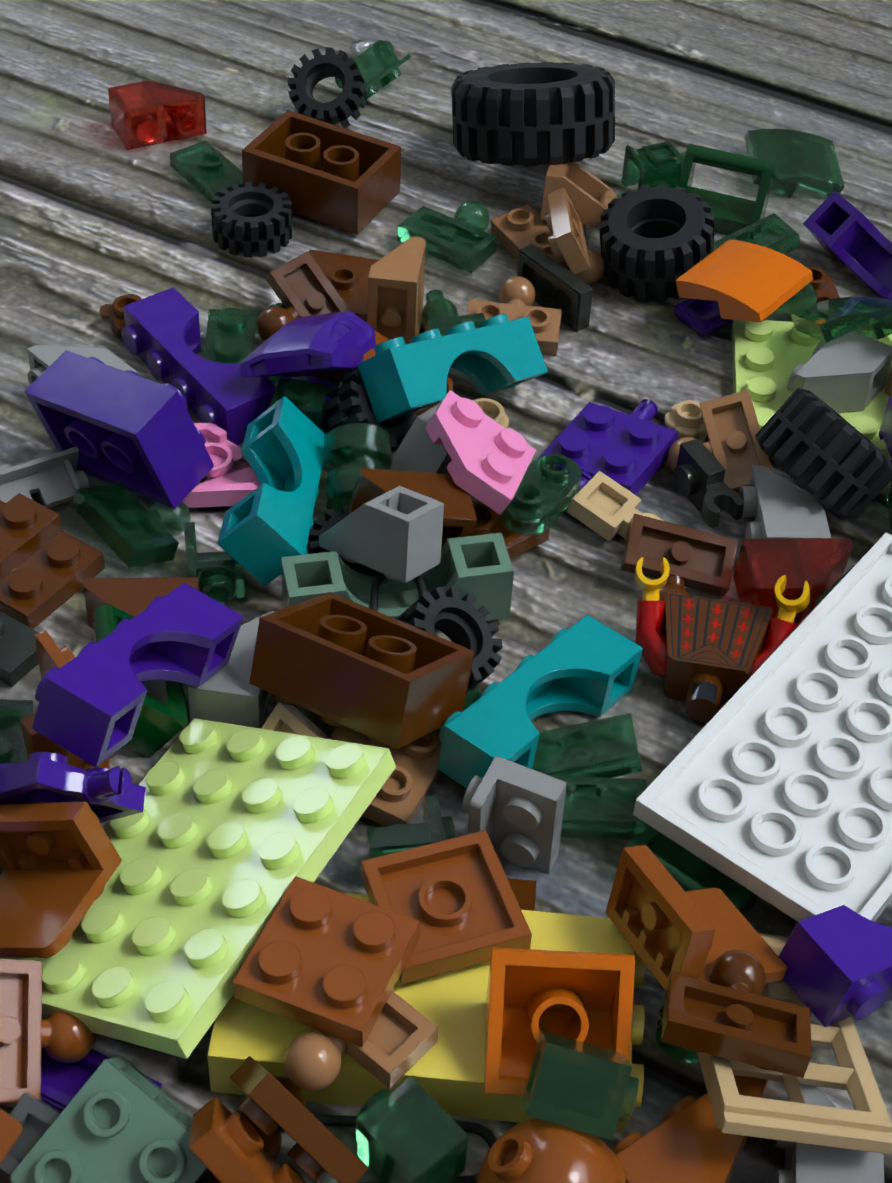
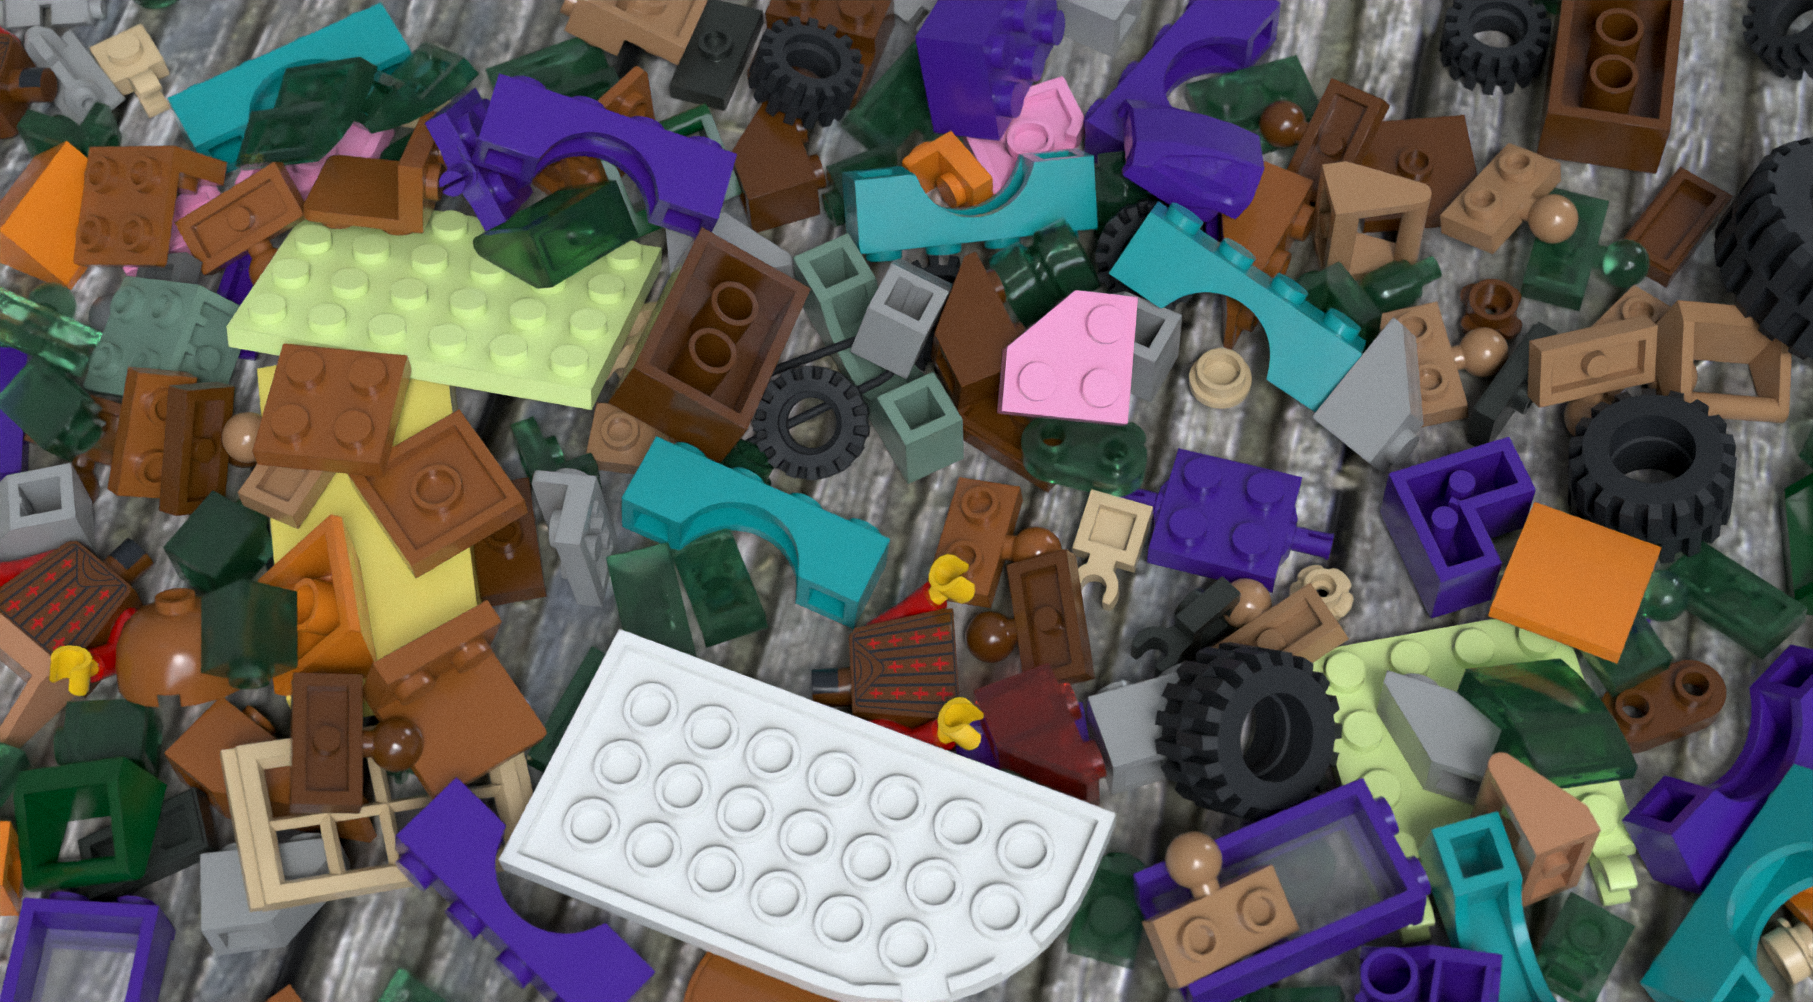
camera: 80 degrees right, 15 degrees up
(85, 549) = (798, 94): none -> black tyre
(198, 776) = (559, 234): none -> clear green tile
(212, 502) = (952, 169): none -> orange bracket
(392, 228) = (1505, 195): none -> medium nougat plate
(438, 190) = (1678, 223): none -> reddish brown tile
(479, 283) = (1495, 296): none -> reddish brown plate
(562, 332) = (1379, 400): none -> light grey slope
(585, 586) = (982, 531): none -> dark orange plate
(668, 338) = (1445, 519): none -> dark purple brick

